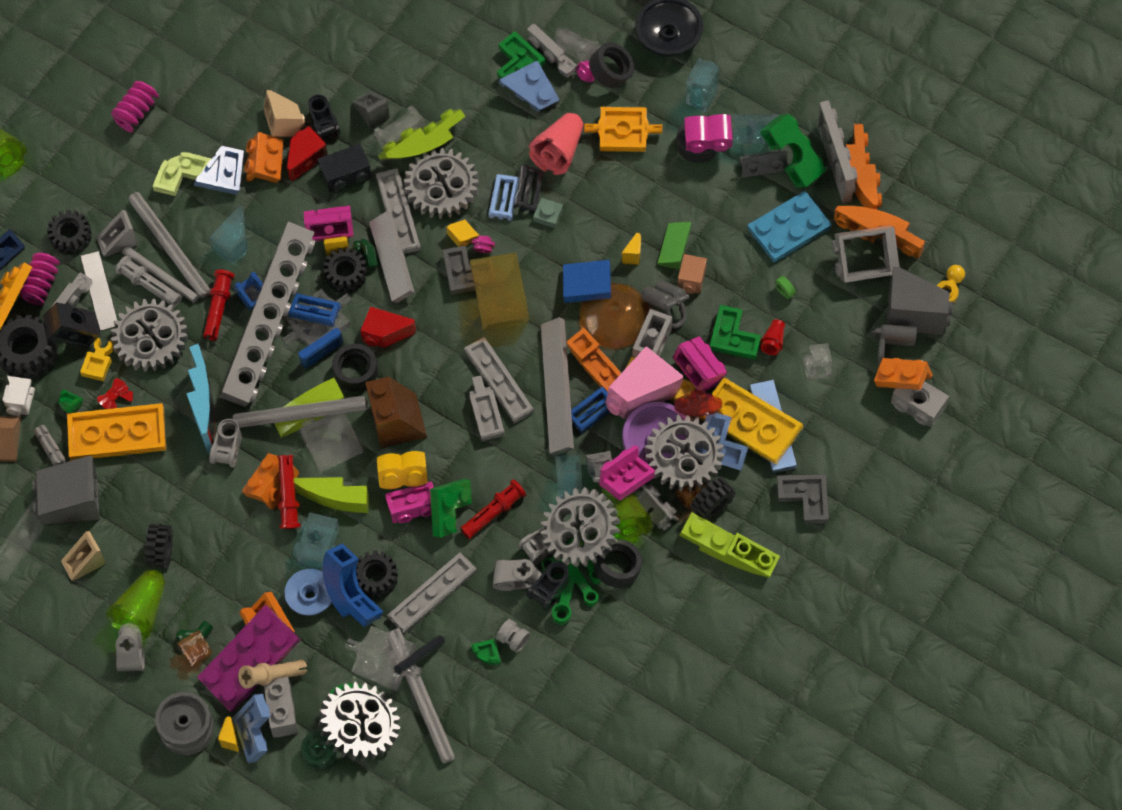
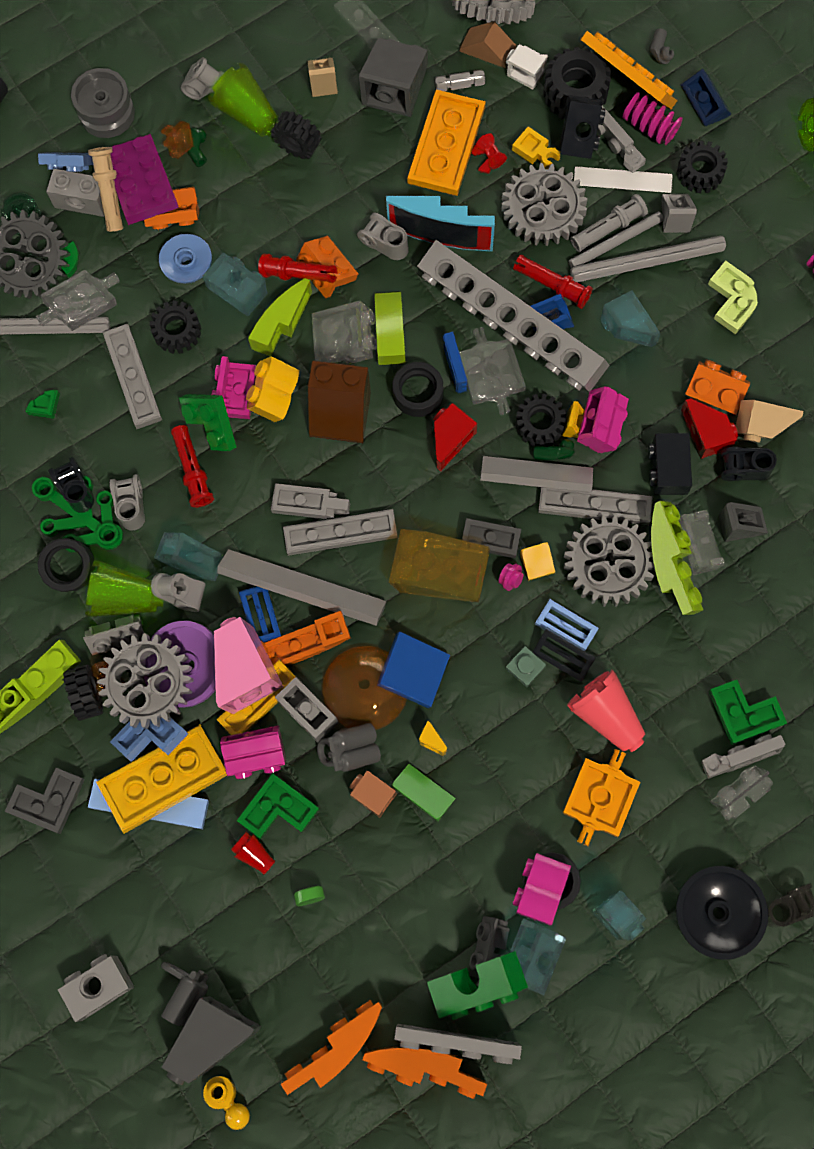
camera: 115 degrees right, 10 degrees up
(69, 402) = (500, 110): green tile -> none
(222, 171) = (717, 336): wing -> none
(228, 736) = (74, 140): yellow slope -> none
(301, 411) = (380, 309): light grey axle -> none
(313, 313) = (486, 383): blue tile -> none
(343, 587) = (166, 287): blue arch -> none
(419, 654) = (60, 329): black bar -> none
(513, 635) = (42, 432): light grey wheel -> none
(514, 574) = (105, 459): light grey piece -> none
(531, 86) = (700, 711): medium blue wing -> none
(559, 531) = (107, 531): light grey gear -> none
(584, 71) = (698, 787): dark pink plate -> none
(602, 72) = (691, 838): black tyre -> none
(625, 473) = (142, 602): dark pink bracket -> none
(698, 404) = (188, 720): clear red dish -> none
(789, 226) = (390, 941): dark azure plate -> none
(818, 362) = (197, 889): clear brick -> none
(889, 247) = (282, 1008): light grey window -> none
(902, 373) = (125, 978): orange bracket -> none

